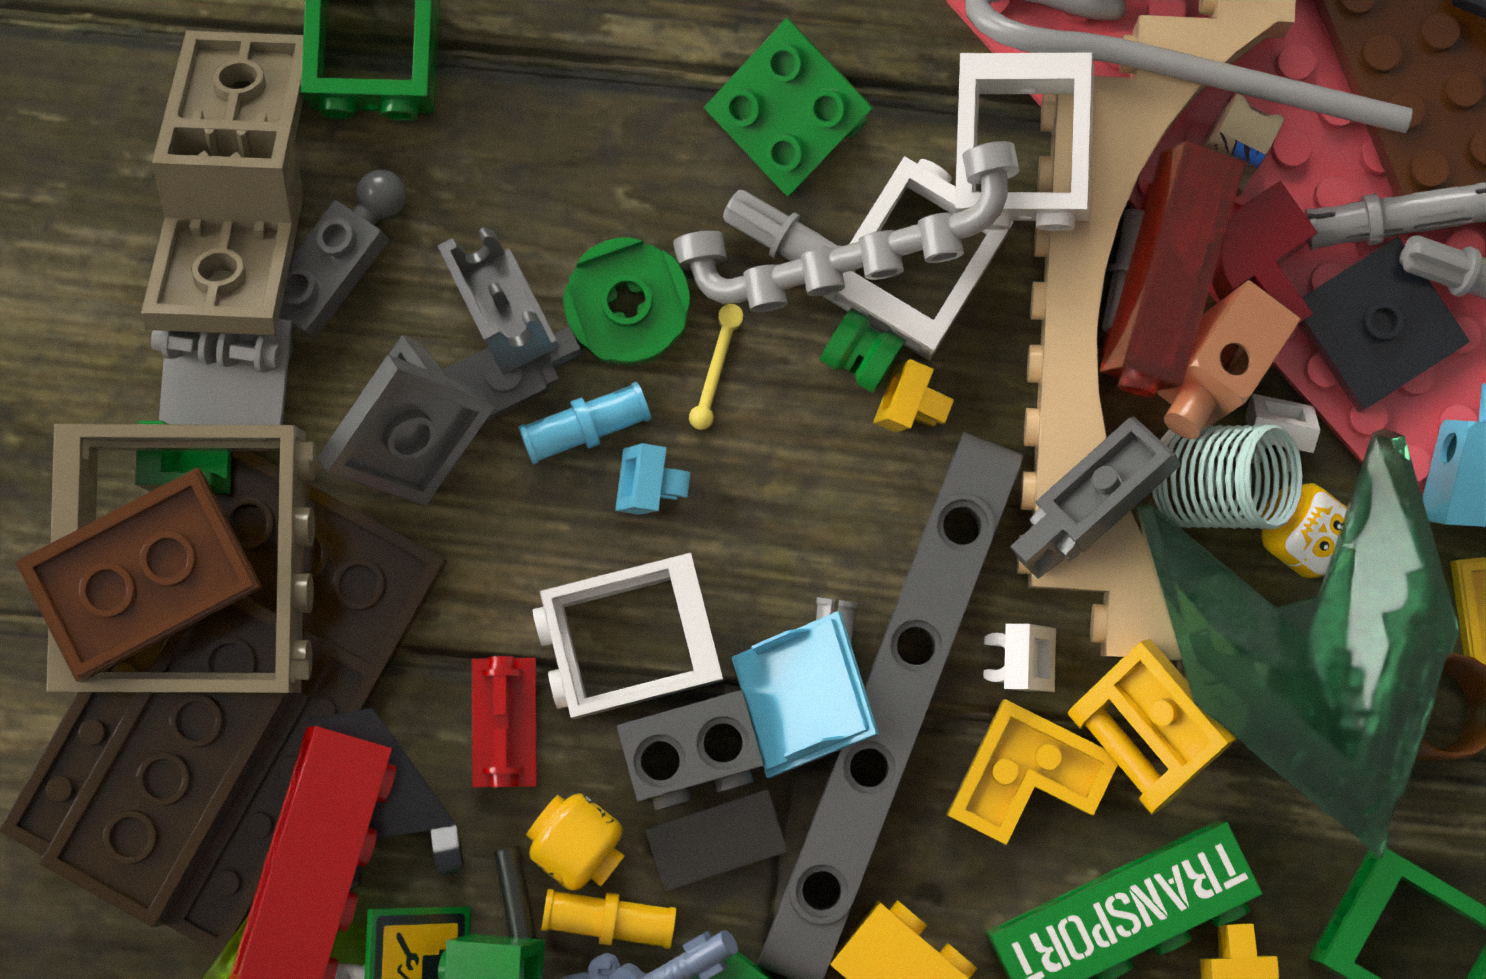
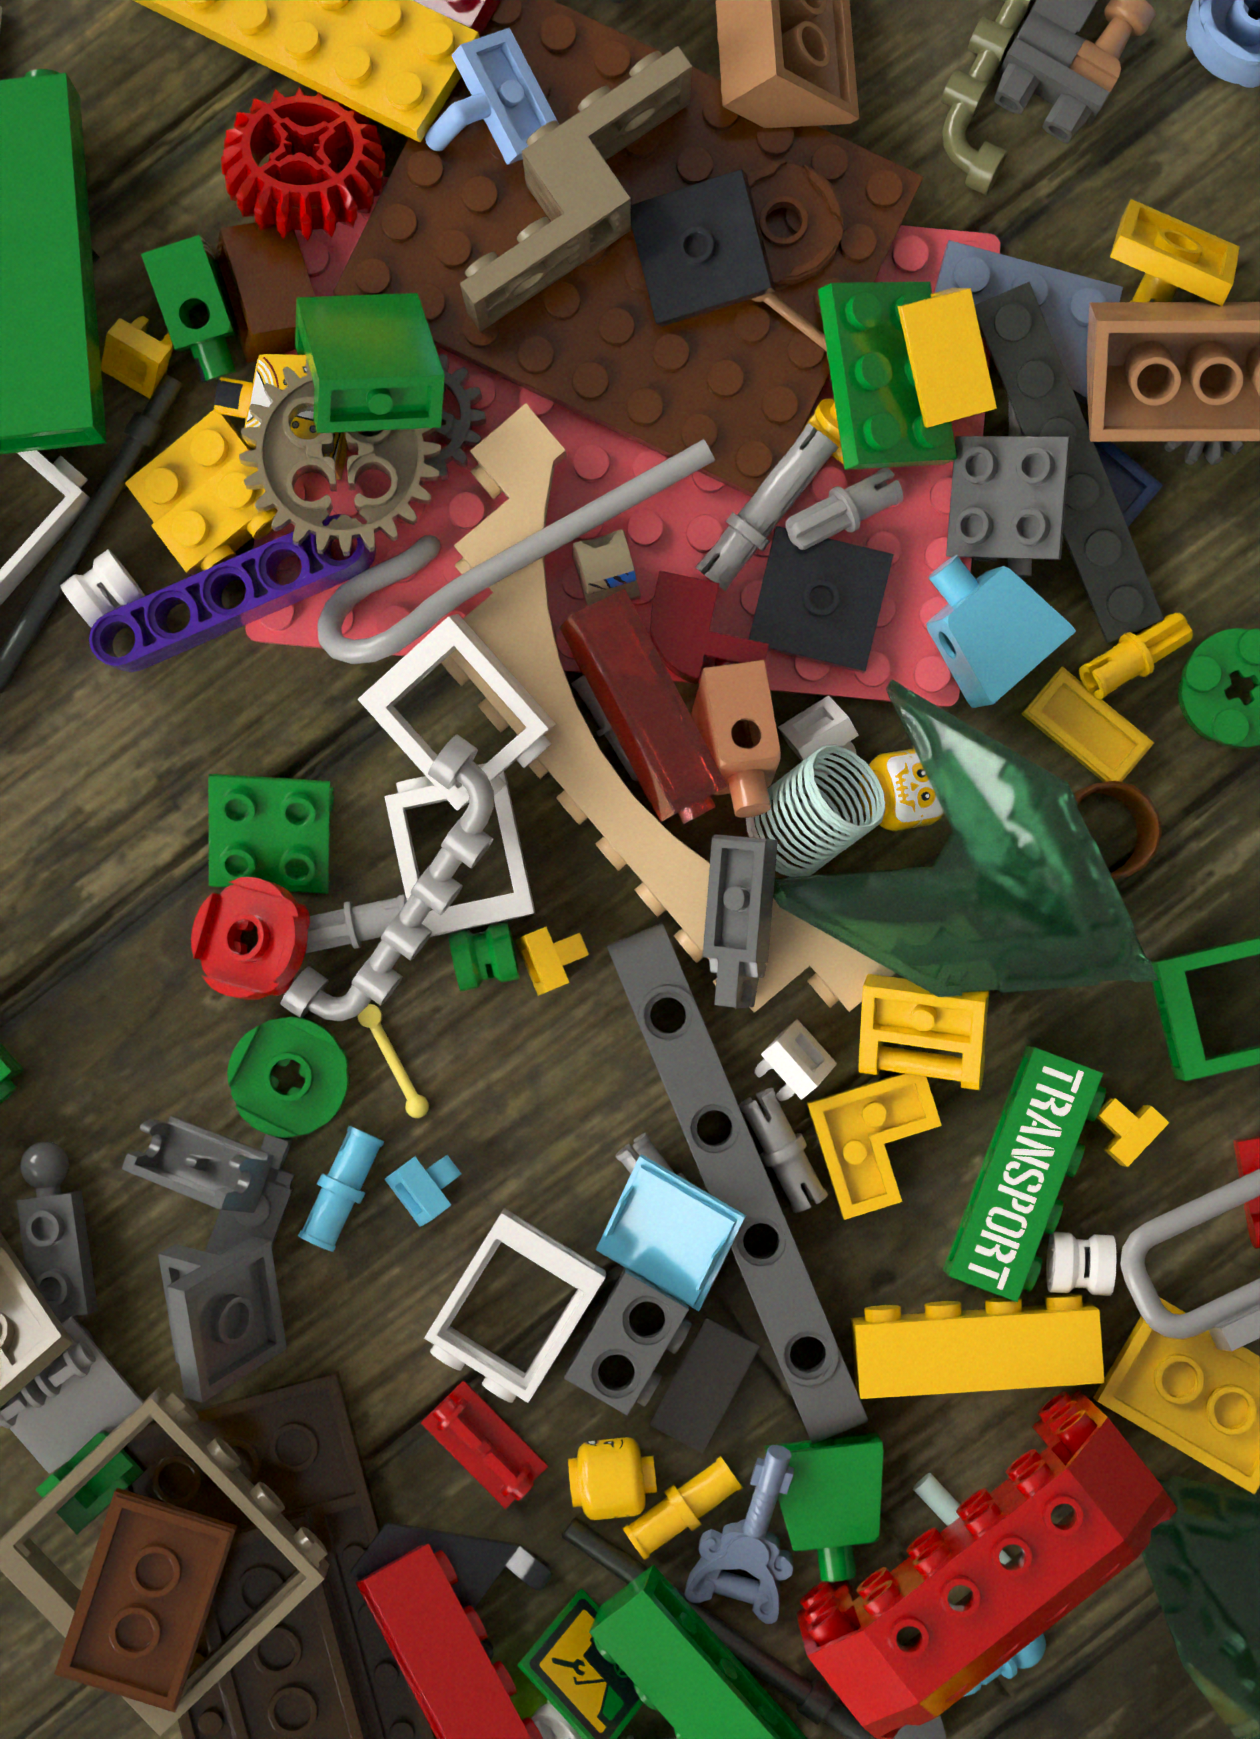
camera: 45 degrees left, 5 degrees up
(706, 198) = (280, 944): none -> red plate
(950, 717) = (783, 1150): none -> light grey pin

